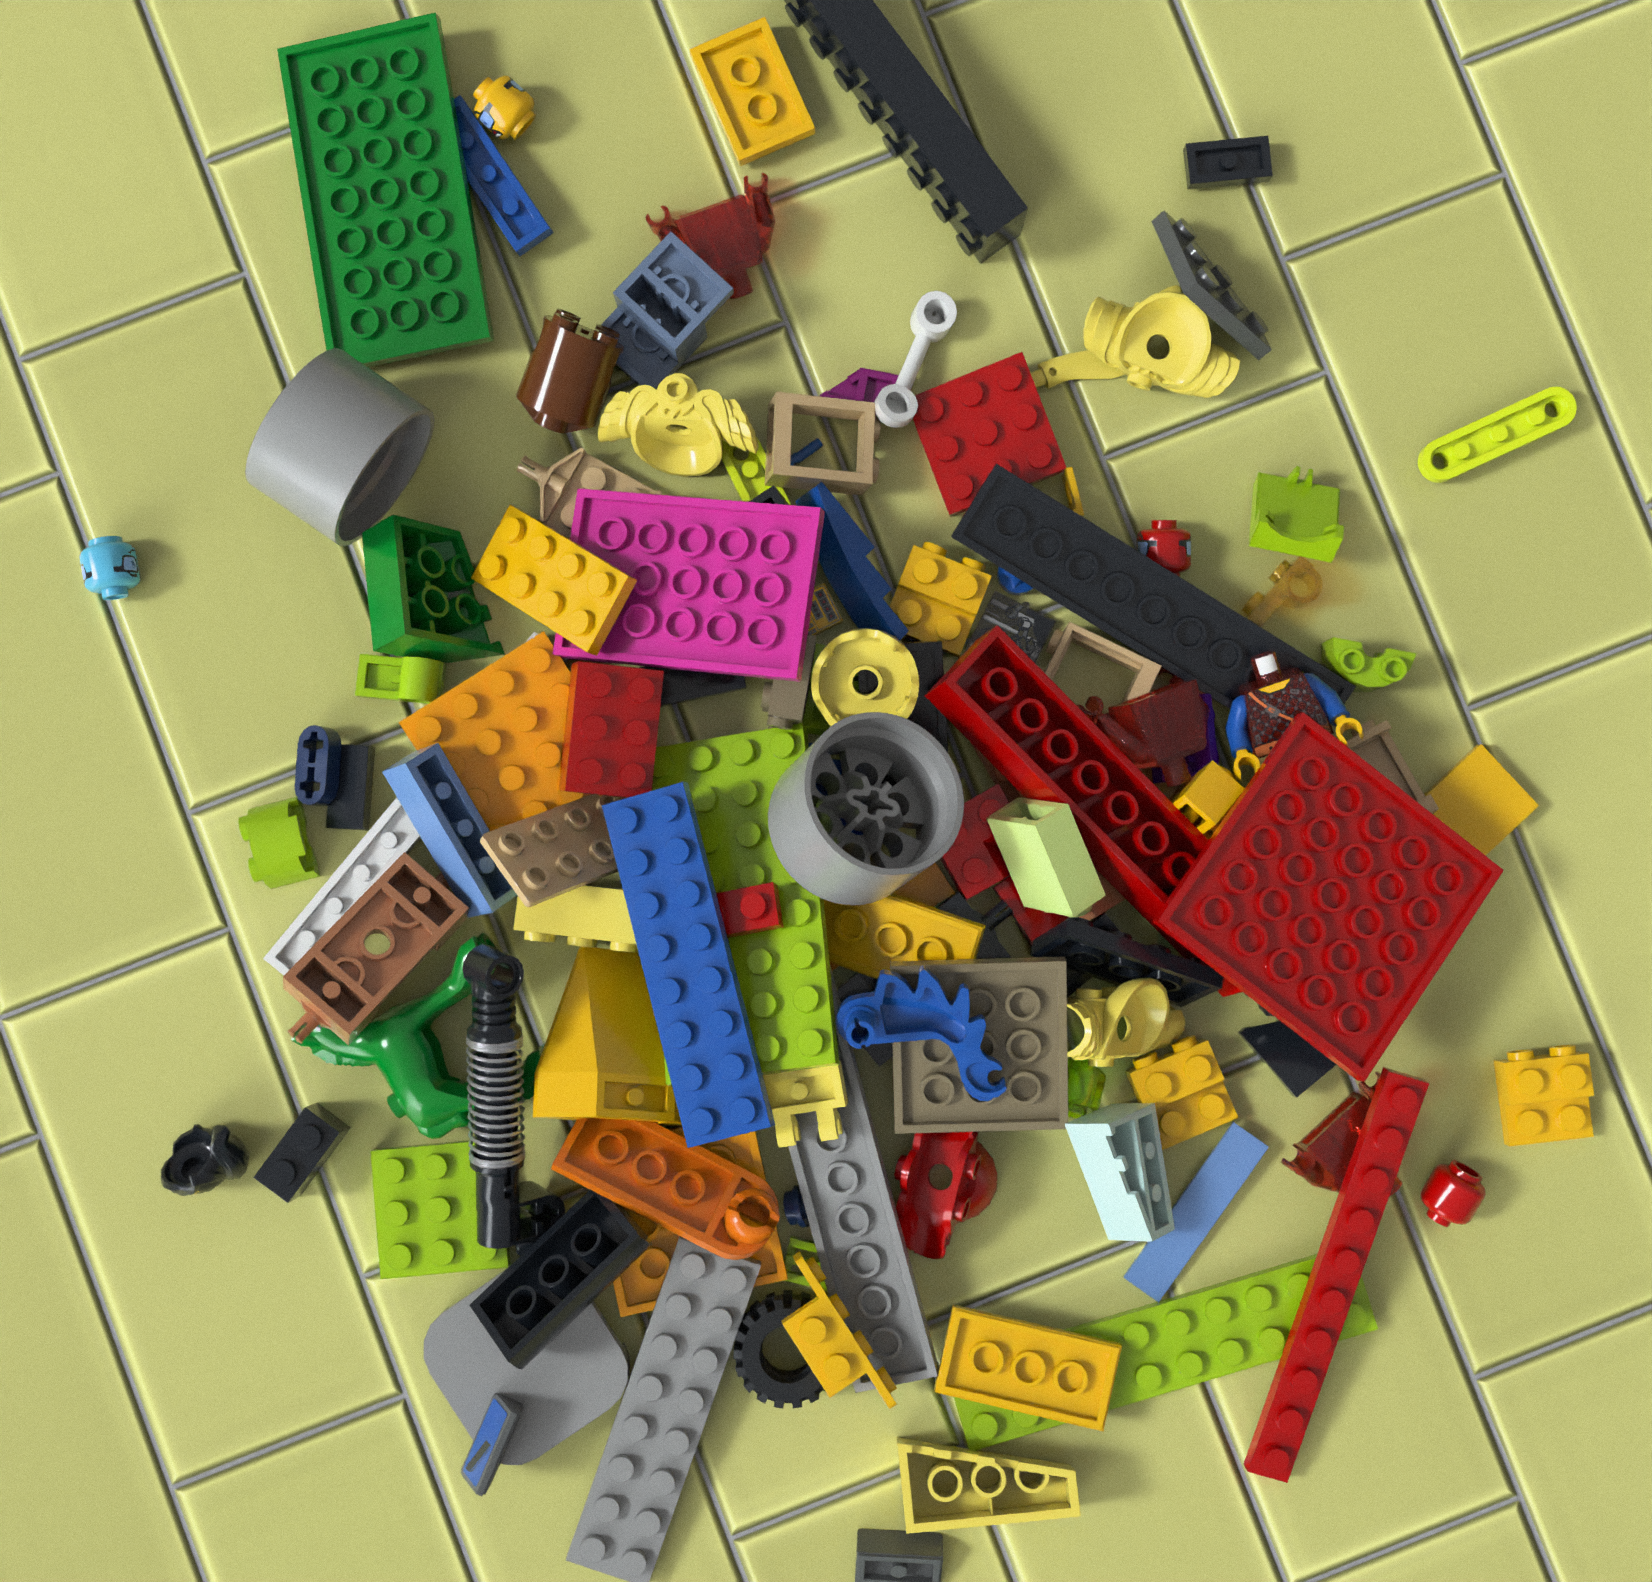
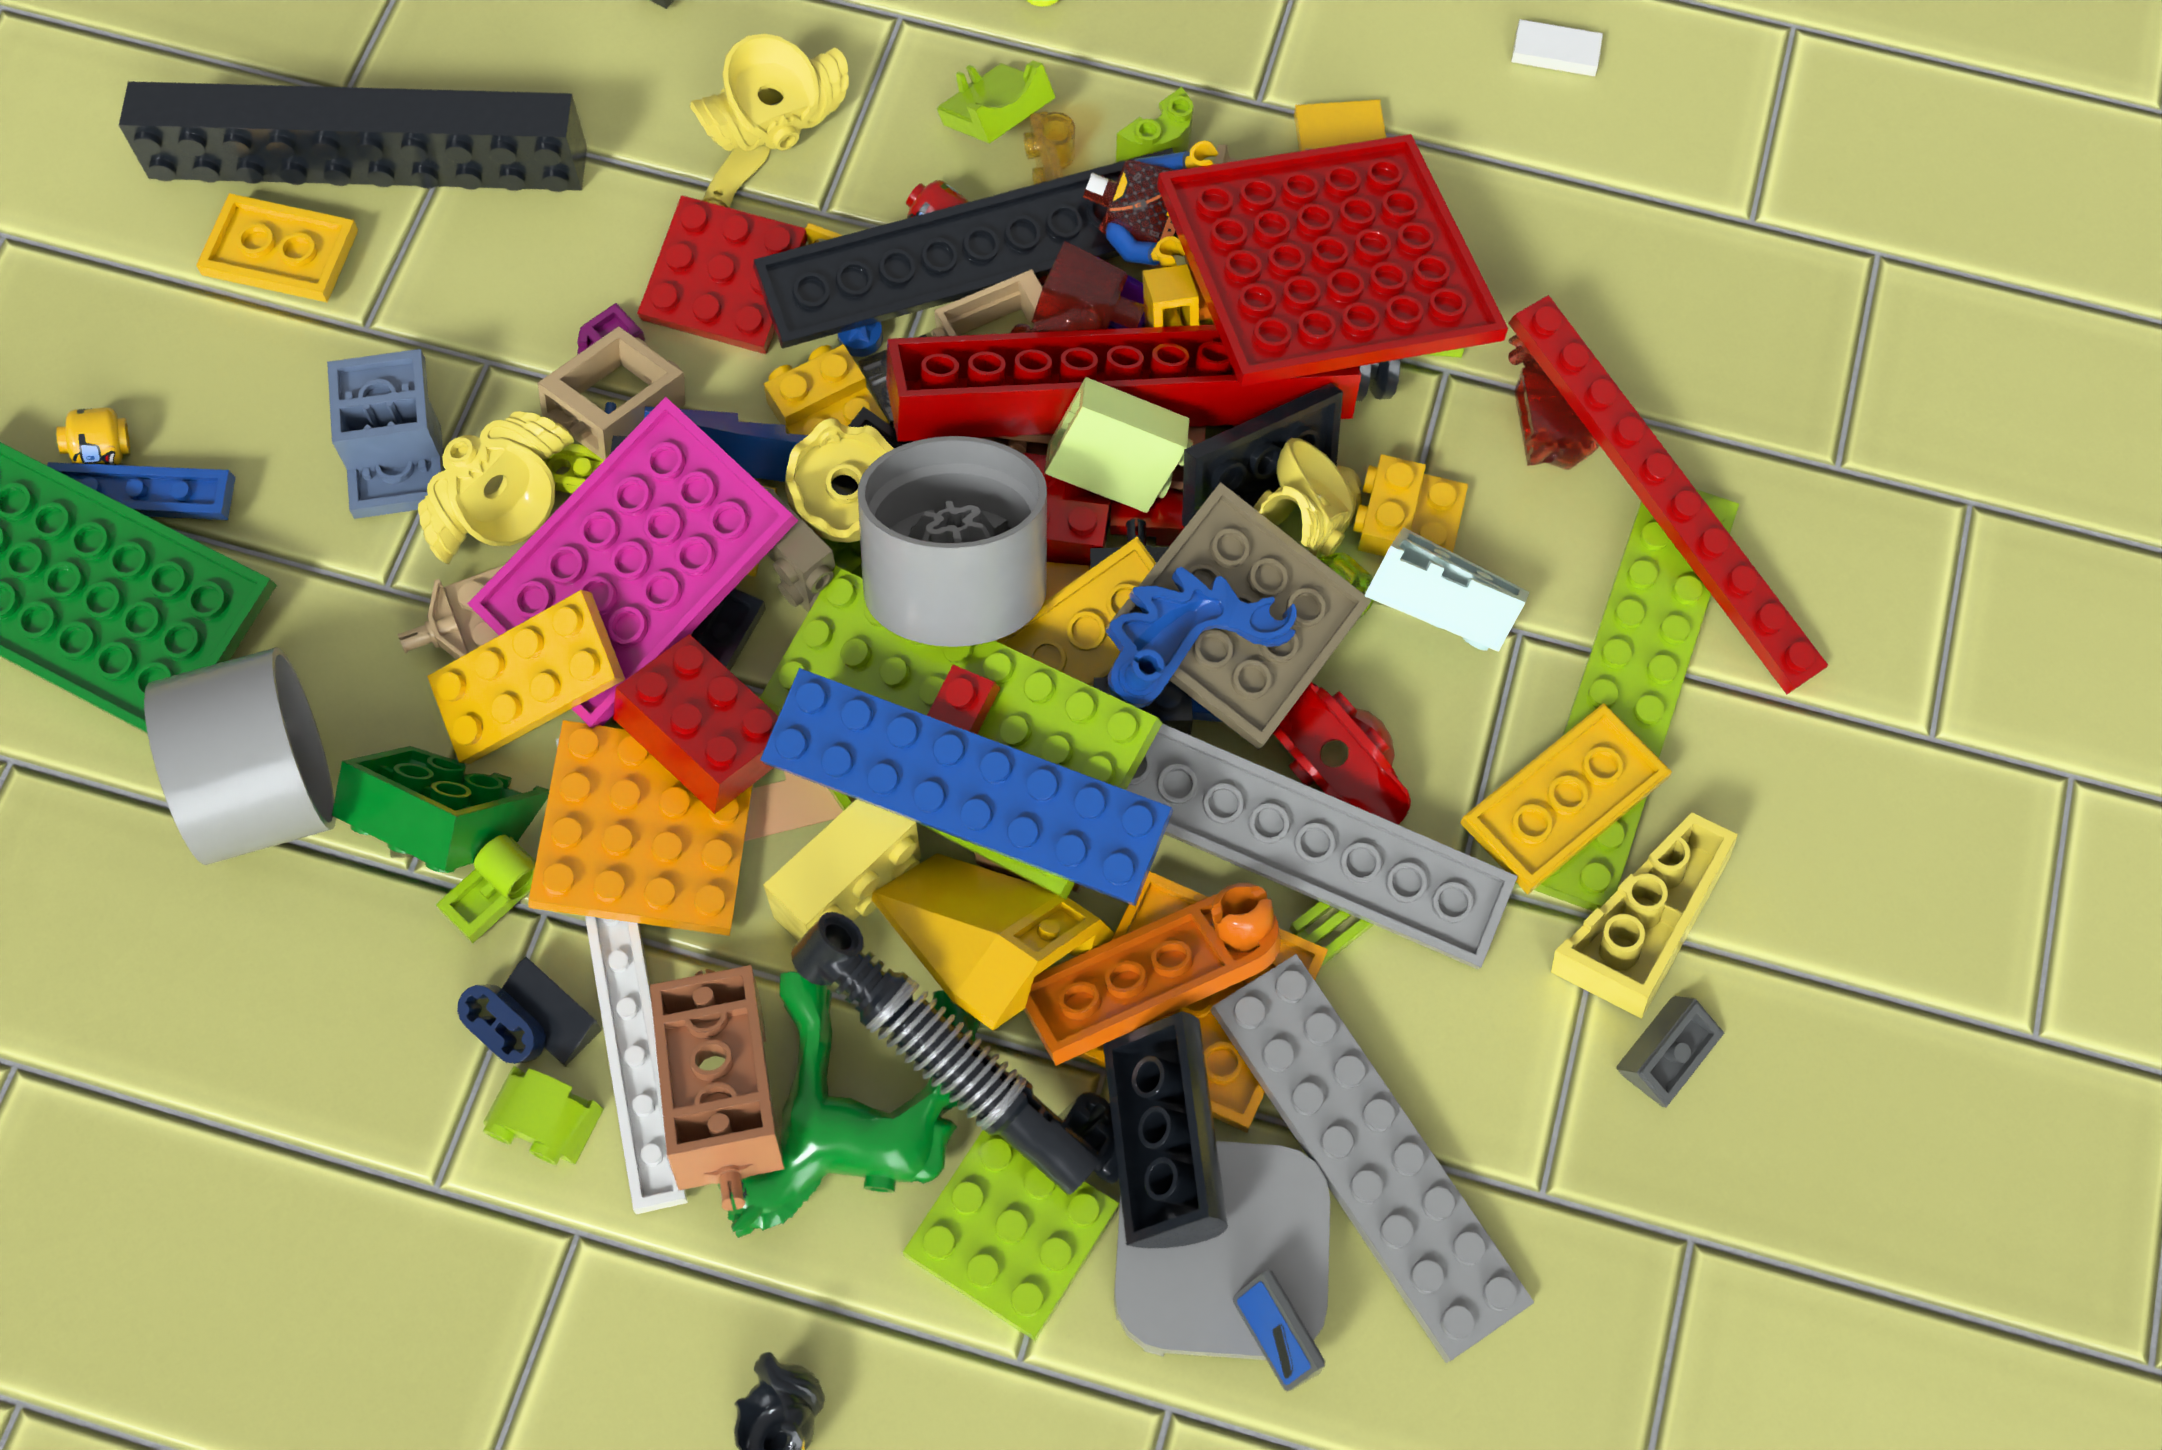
camera: 50 degrees left, 20 degrees down
(110, 567) = (144, 1076): medium azure head -> none
(302, 1152) = (849, 1314): black brick -> none
(449, 828) = (666, 926): medium blue brick -> none
(554, 849) = (766, 834): tan bracket -> none
(569, 373) = (363, 533): reddish brown cylinder -> none
(727, 233) = (370, 326): clear red torso -> none
(751, 1364) = (1411, 959): black tyre -> none
(795, 1208) = (1274, 890): dark blue plate -> none
(803, 1092) = (1167, 773): light yellow plate -> none
(827, 1341) = (1410, 934): yellow bracket -> none
(896, 402) = (593, 253): white piece -> none
(1197, 1211) = (1524, 564): medium blue piece -> none
(1209, 285) = (730, 27): dark grey plate -> none
(1287, 1055) = (1444, 398): black slope -> none
(1452, 1193) = (1660, 367): red head -> none
(1544, 1095) = (1626, 252): yellow plate -> none

